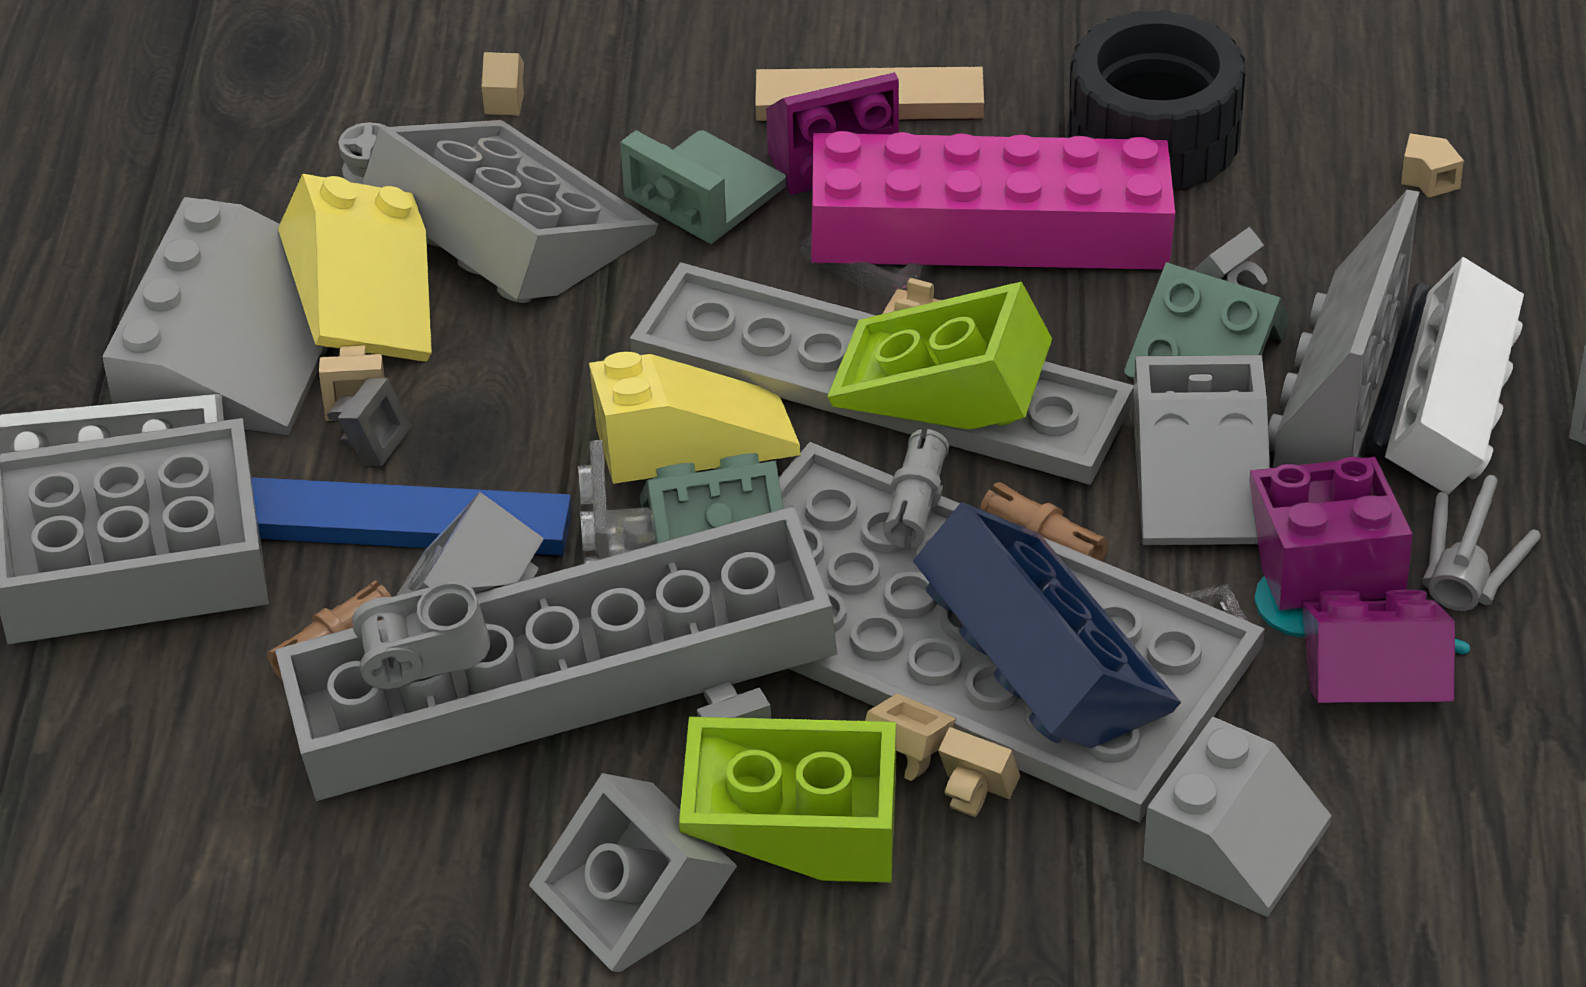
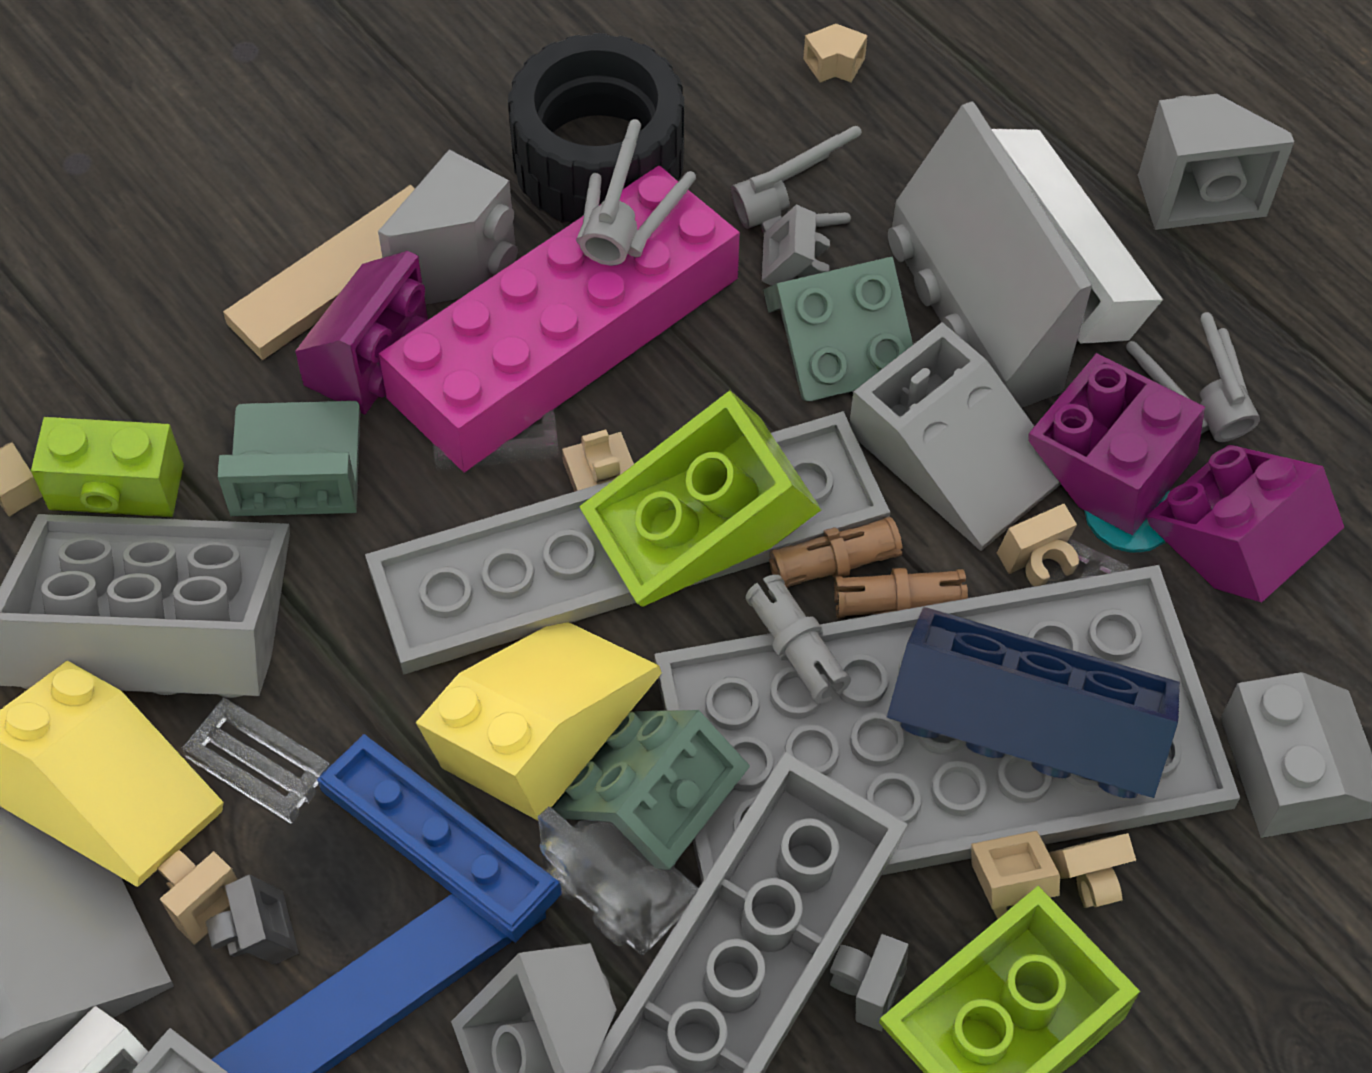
camera: 45 degrees left, 15 degrees up
(487, 373) = (299, 789): none -> clear tile
(541, 452) = (440, 838): none -> blue tile
(569, 111) = (107, 466): none -> lime brick
(958, 86) = (457, 227): none -> light grey slope
(1023, 471) = (837, 552): none -> medium nougat pin
(1065, 138) = (611, 228): none -> light grey plant
(1187, 556) = (1037, 540): none -> tan tile
(1248, 210) = (765, 196): none -> light grey plant

